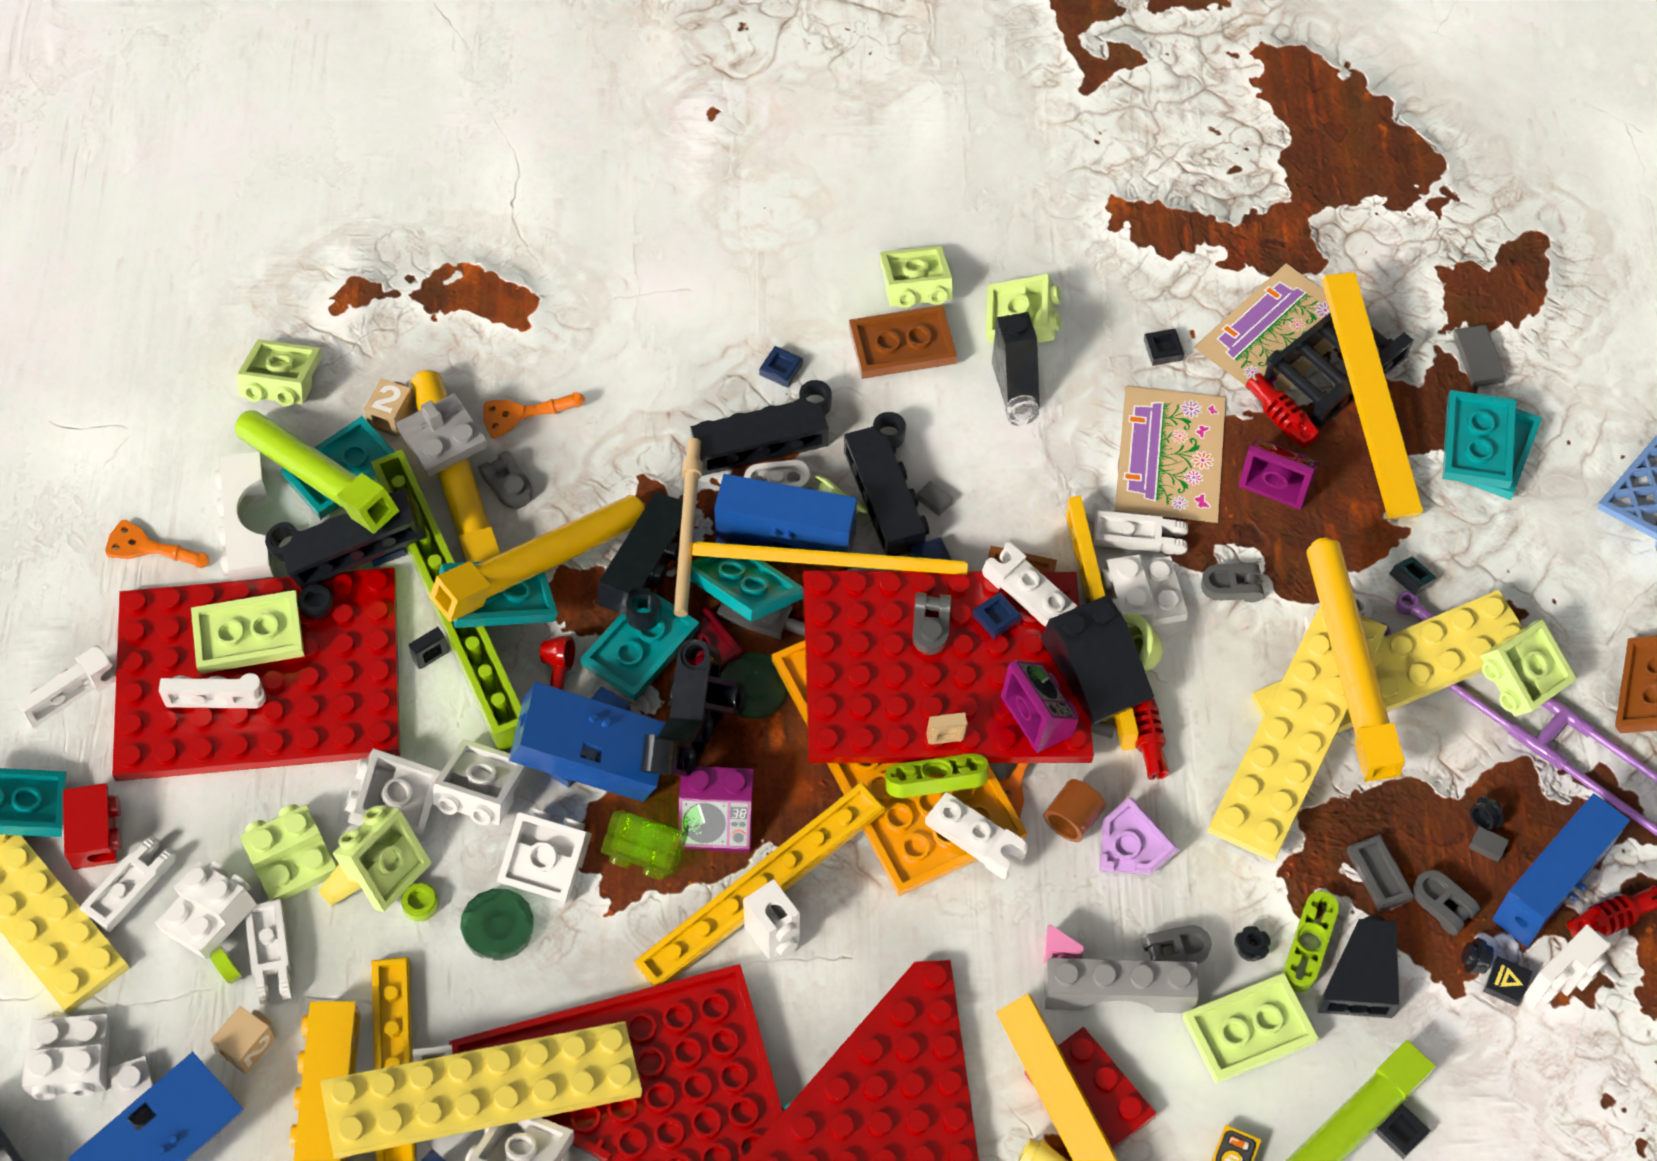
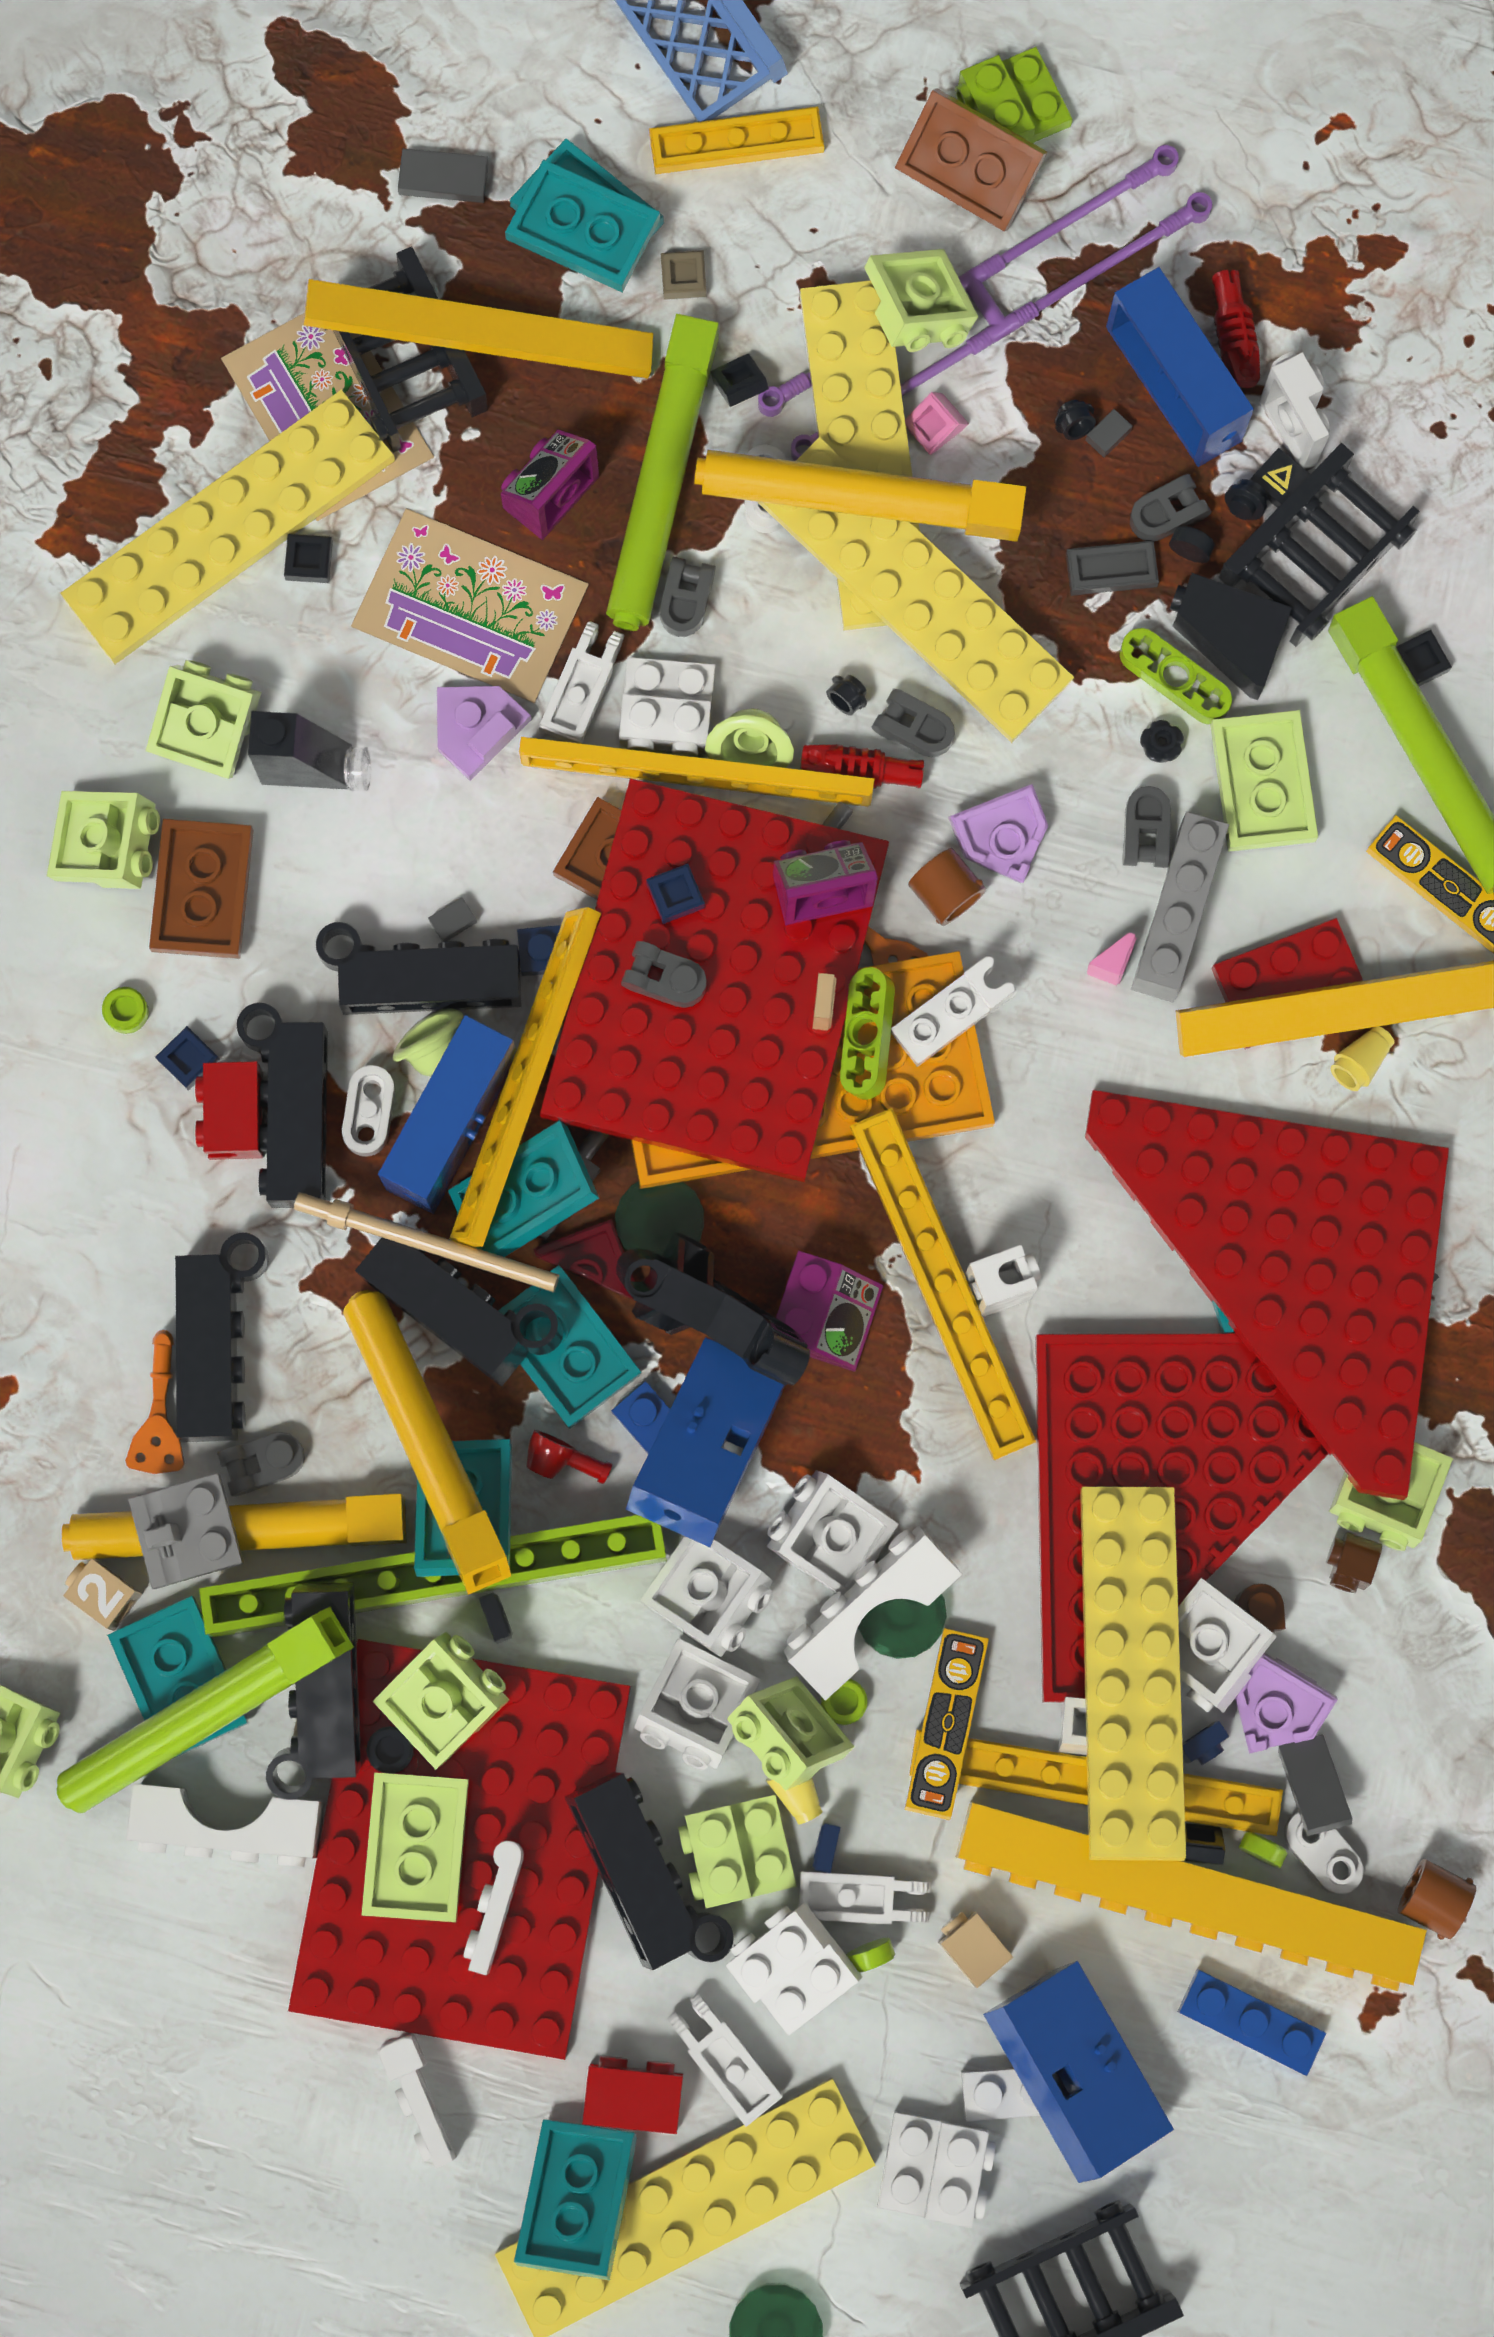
camera: 75 degrees left, 20 degrees up
(146, 546) = (221, 1966): orange piece -> none
(253, 783) = (637, 1875): none -> black hinge
(302, 912) = (826, 1847): none -> dark blue tile
(358, 619) = (442, 1698): none -> yellowish green plate
(415, 973) = (946, 1724): none -> tile
(523, 911) = (911, 1570): none -> white arch
(584, 424) = (208, 1342): none -> black hinge
(644, 844) = (851, 1409): clear neon green brick -> none
(749, 391) = (230, 1110): none -> red brick
(803, 323) = (125, 1010): none -> lime tile
(1026, 585) = (650, 841): white plate -> none
(1082, 474) = (476, 725): none -> lavender plate
(1098, 659) = (773, 792): black slope -> none
(1167, 295) = (227, 527): none -> light yellow plate
(1191, 770) = (929, 733): none -> dark grey plate
(1201, 708) = (847, 694): none -> black plate
(1283, 411) = (458, 445): red hinge -> none
(1412, 536) = (662, 470): none -> lime brick
(1422, 923) = (1192, 544): none -> black tile
(1442, 718) = (935, 422): none -> bright pink slope
(1477, 522) = (683, 275): none -> dark tan tile
(1493, 1001) = (1305, 505): none -> black fence
(1598, 532) = (736, 140): none -> yellow tile

